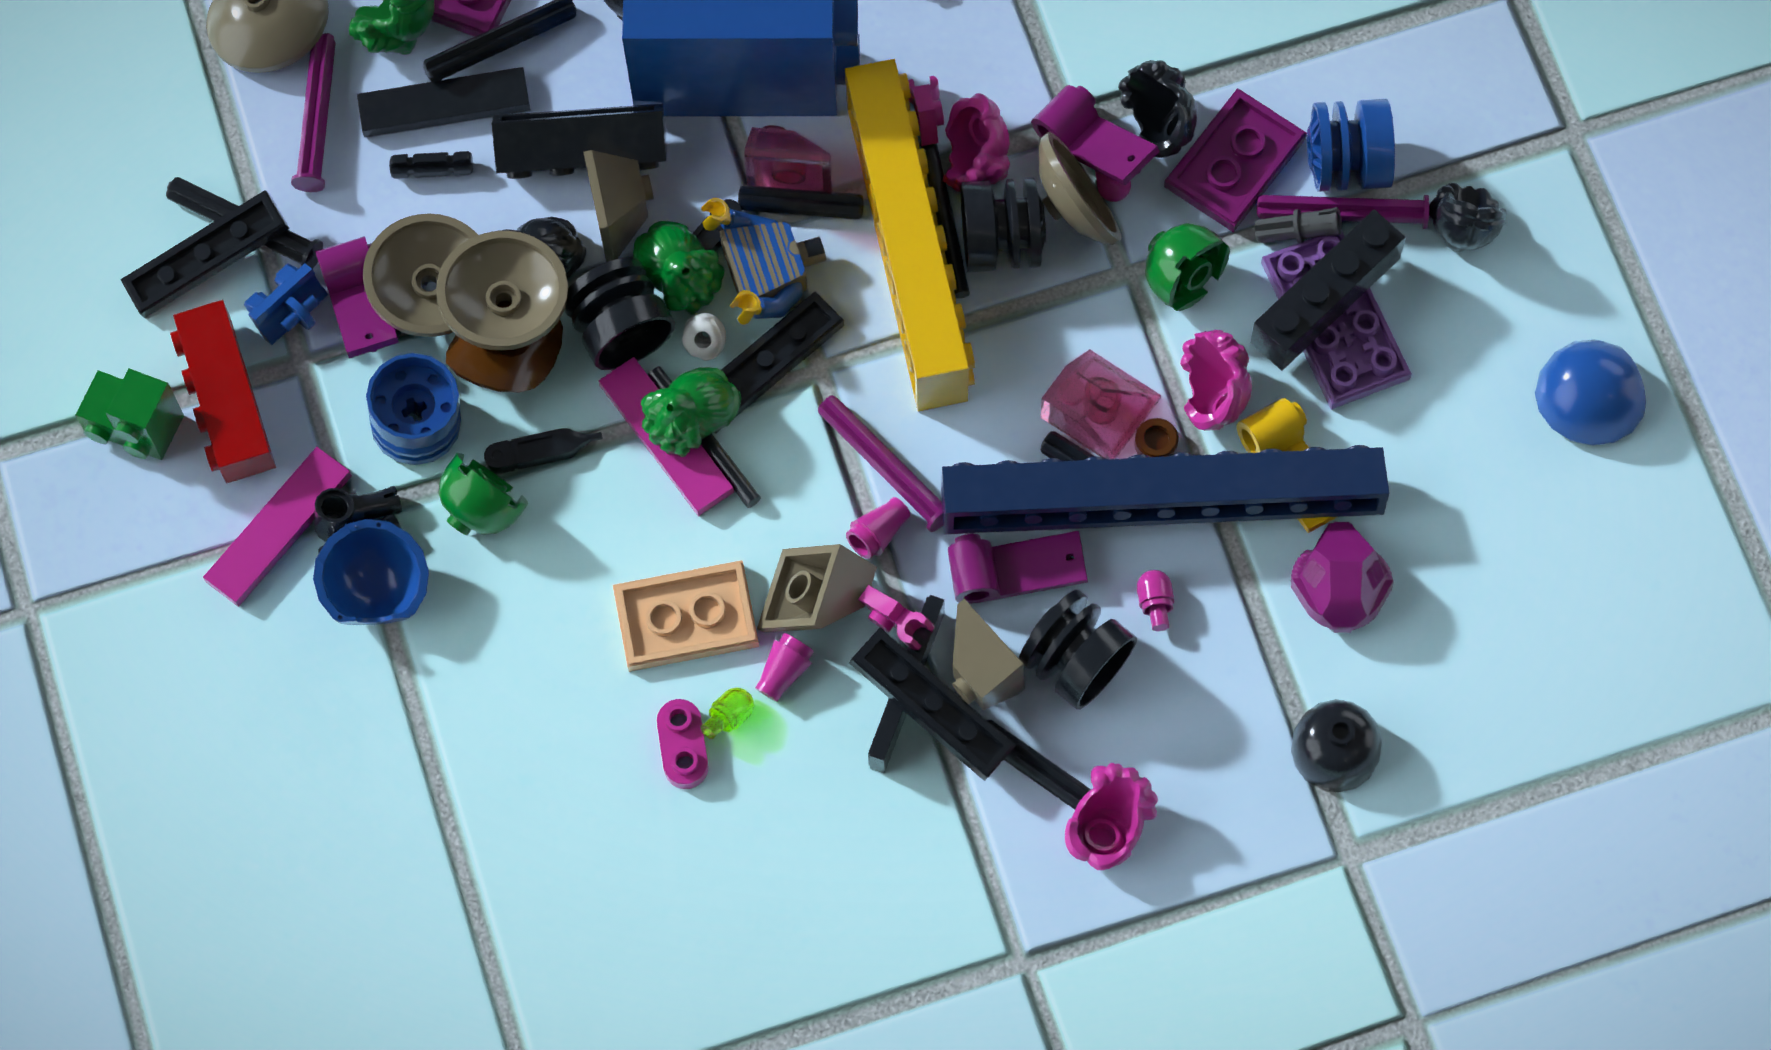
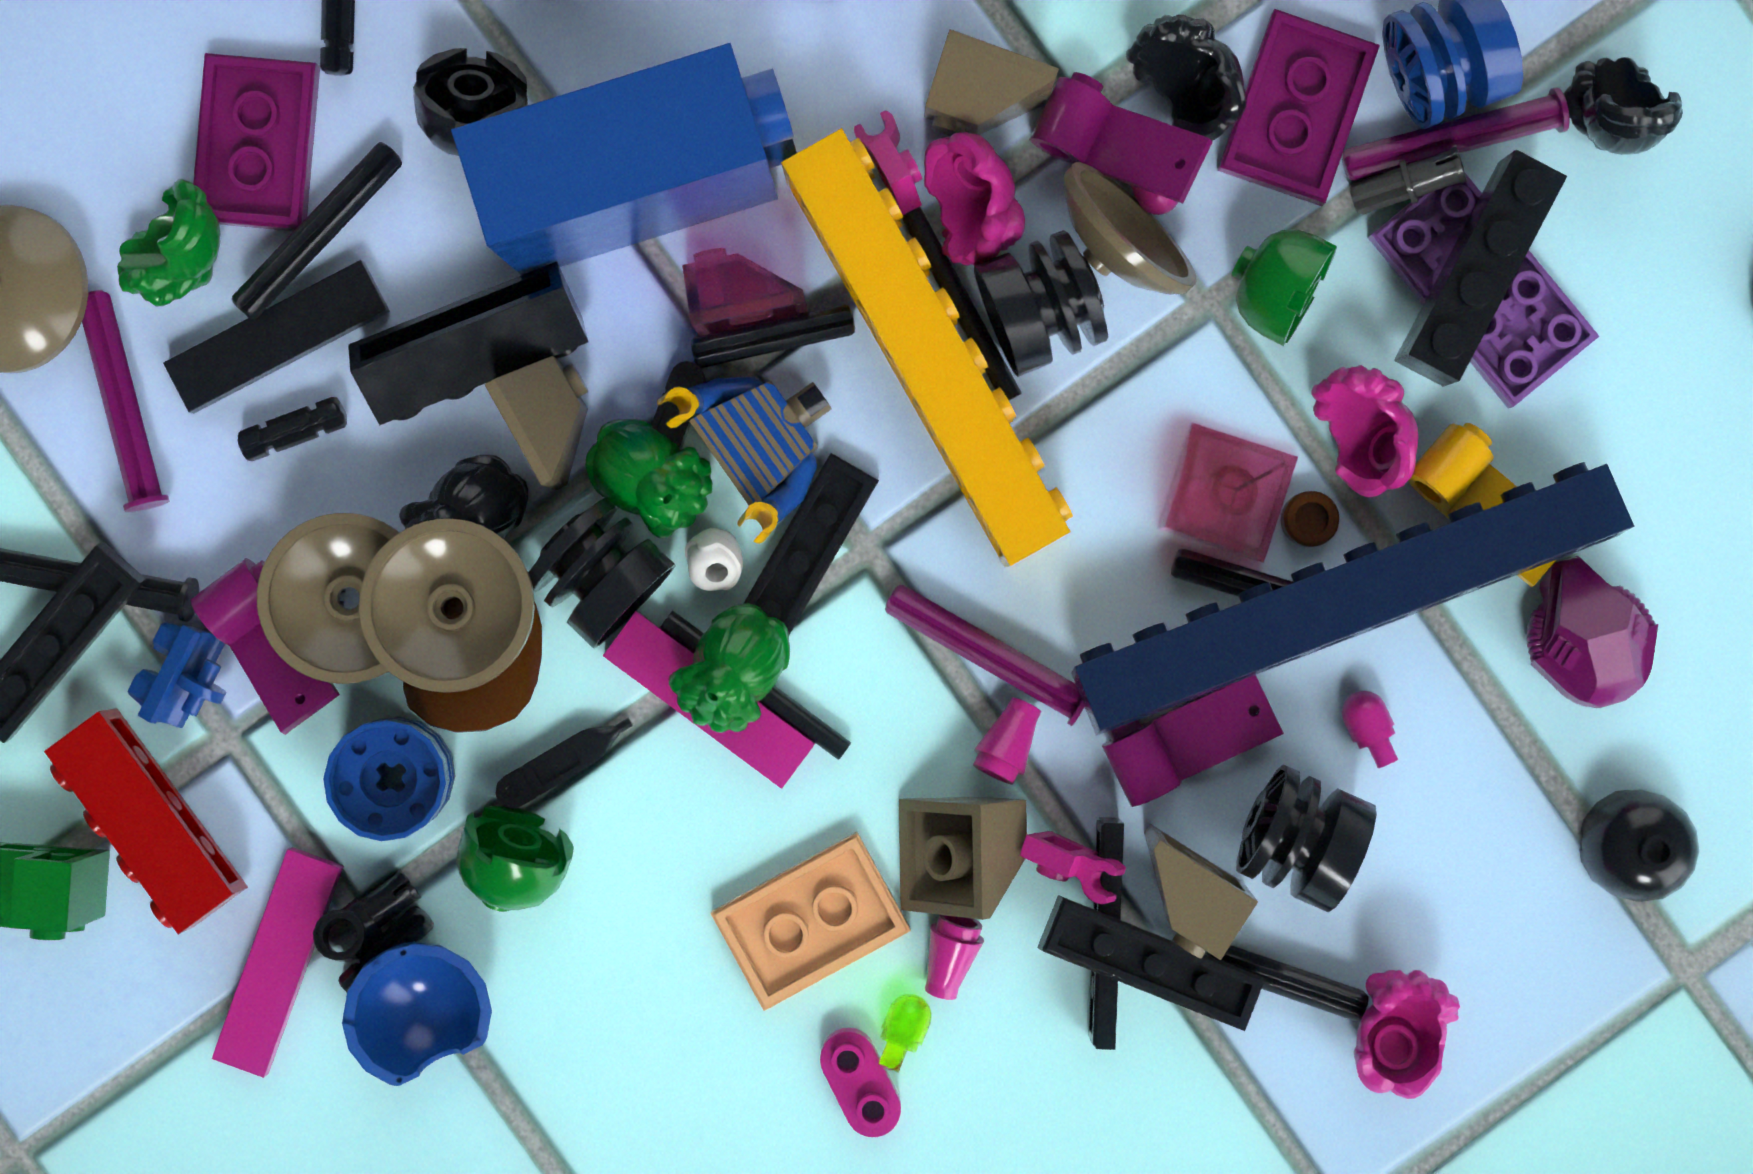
camera: 15 degrees left, 20 degrees up
(1010, 71) = (984, 86): none -> dark tan slope

